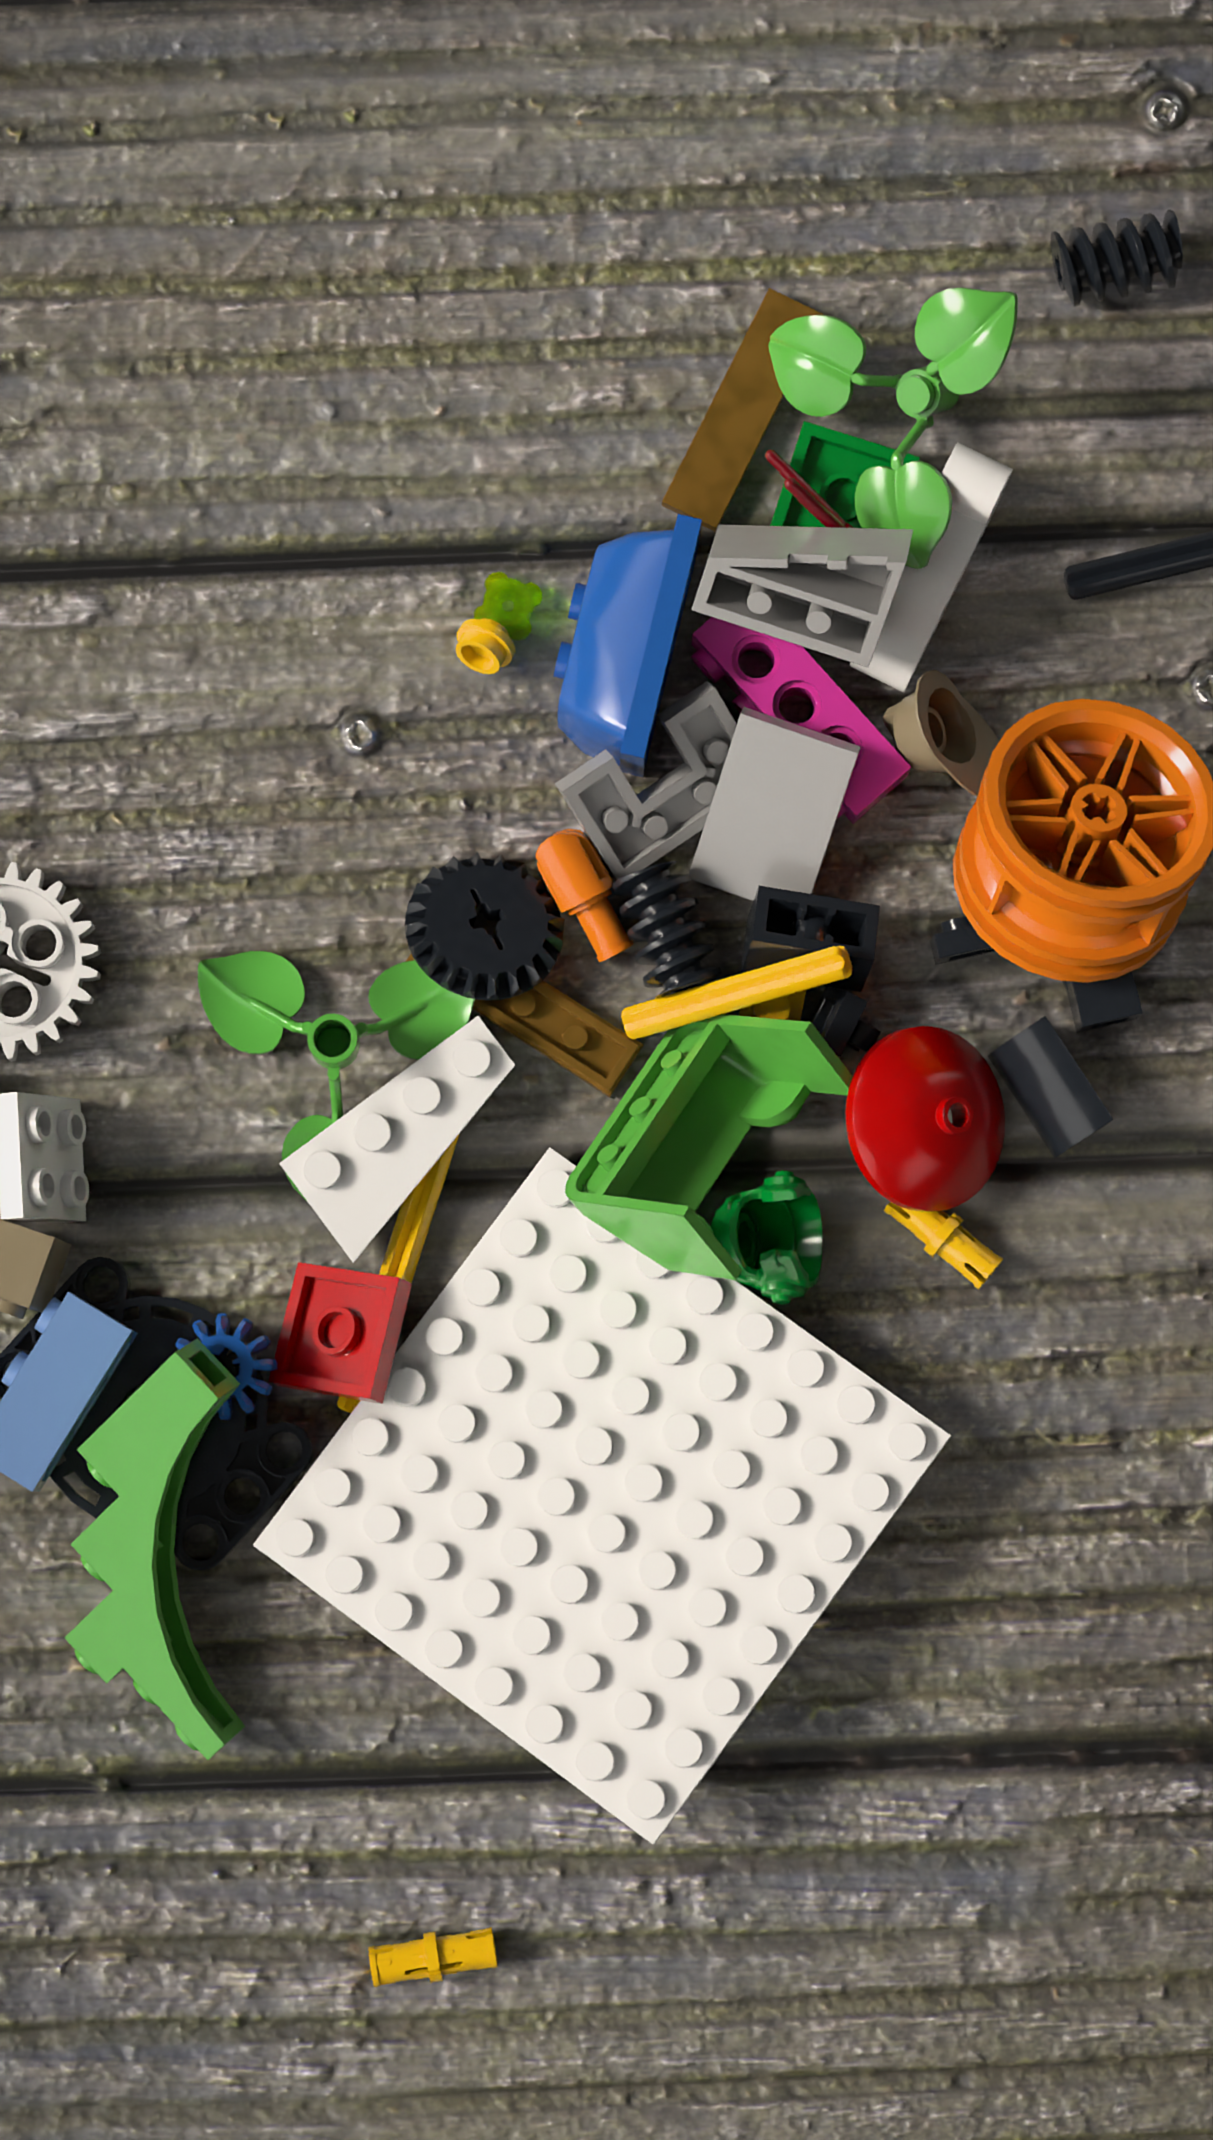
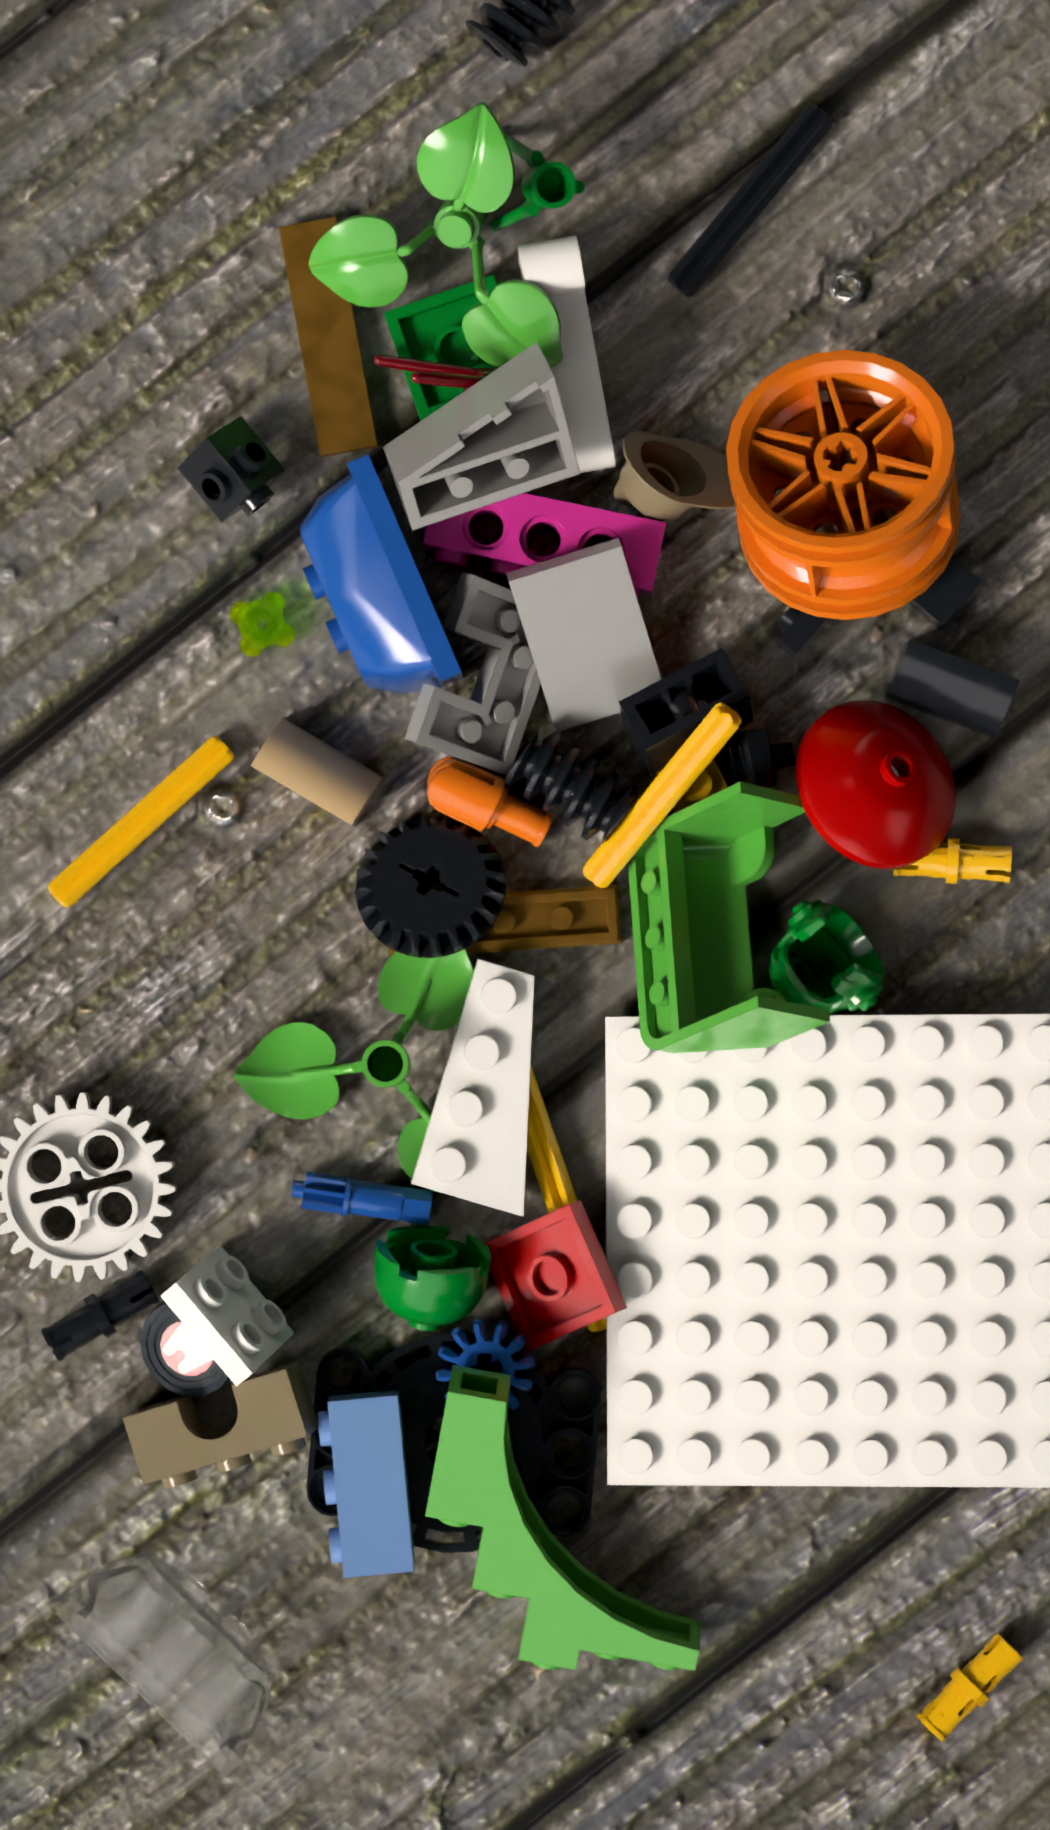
camera: 40 degrees left, 5 degrees up
(229, 1149) = (362, 1198): none -> blue piece
(234, 1255) = (429, 1276): none -> green cylinder
(282, 695) = (141, 821): none -> yellow axle
(460, 761) = (317, 771): none -> tan brick
(484, 645) = (268, 669): yellow plate -> none
(579, 457) = (232, 470): none -> black brick
(1016, 409) = (543, 185): none -> green plant

